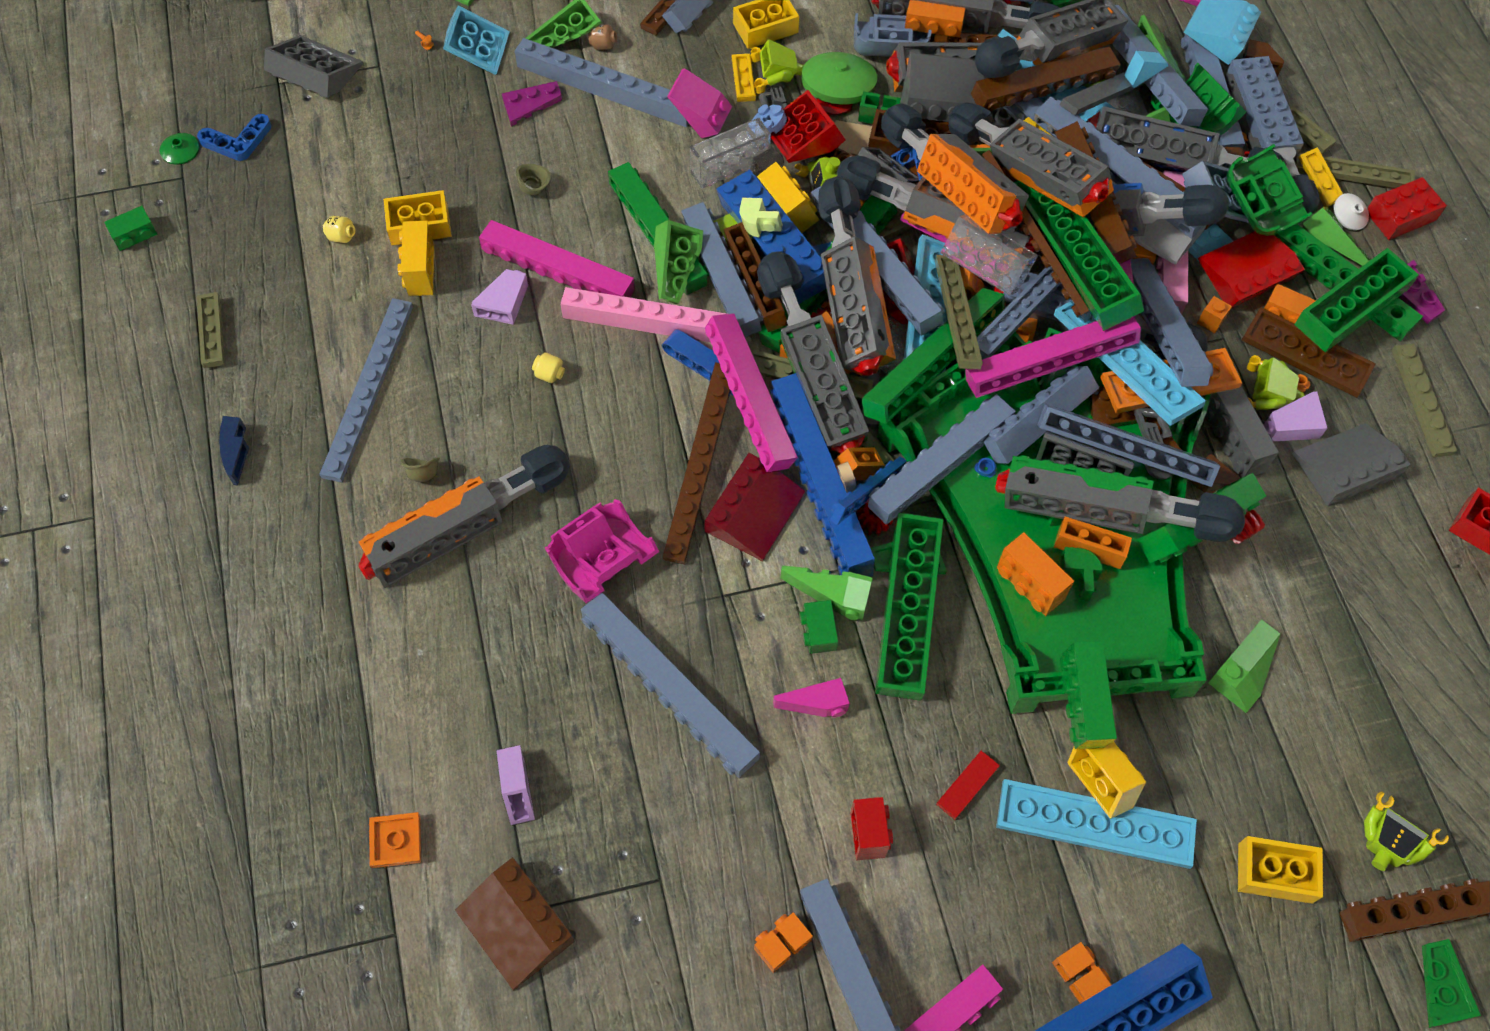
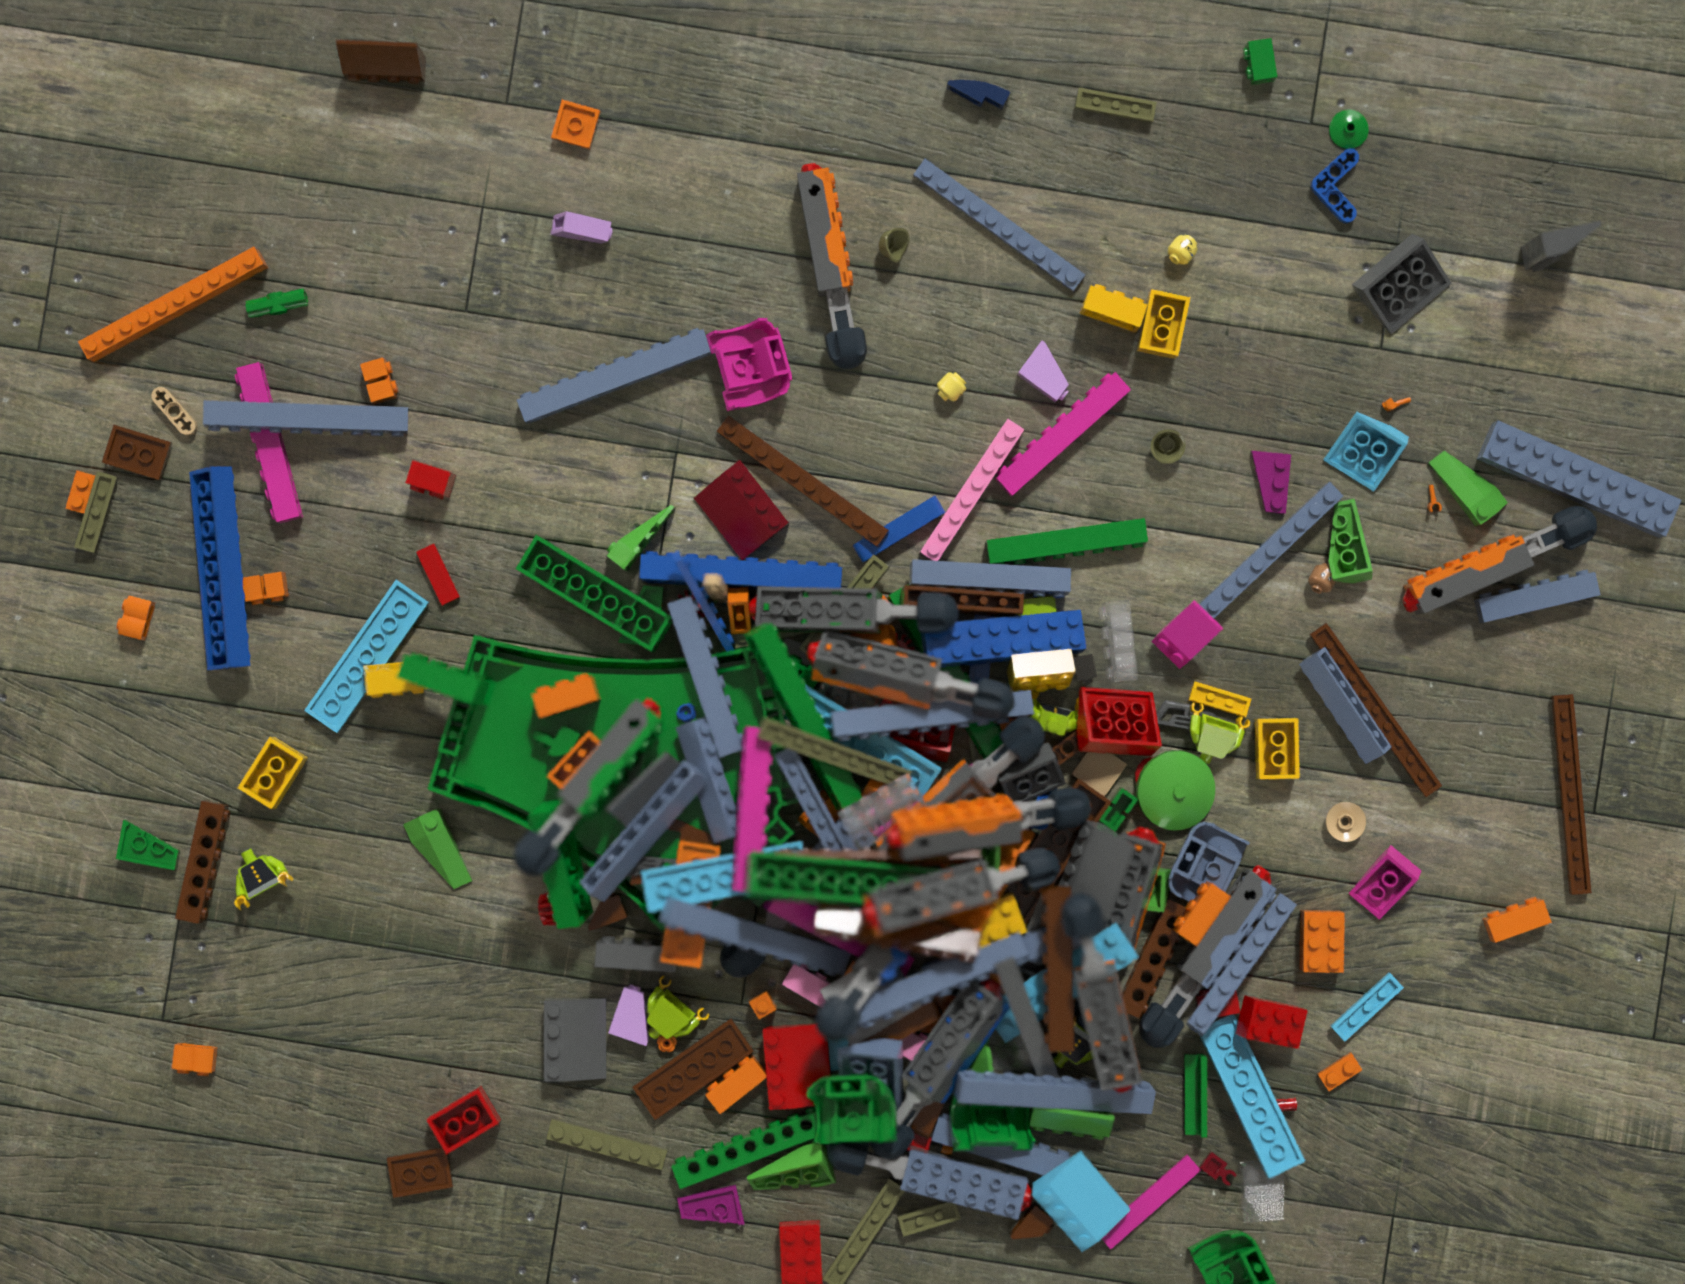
camera: 110 degrees right, 25 degrees up
(514, 924) = (475, 192): reddish brown slope -> none
(675, 255) = (1015, 539): bright green wedge -> none
(750, 393) = (841, 545): dark pink brick -> none
(757, 219) = (1015, 620): yellowish green brick -> none
(772, 117) = (1154, 689): medium blue plate -> none
(819, 627) = (612, 516): green brick -> none
(819, 699) = (550, 491): dark pink slope -> none
(1144, 66) = (1038, 1076): medium azure slope -> none
(1319, 172) = (866, 1194): yellow tile -> none
(1351, 212) = (825, 1196): white dish -> none
(1356, 299) = (713, 1130): green brick -> none

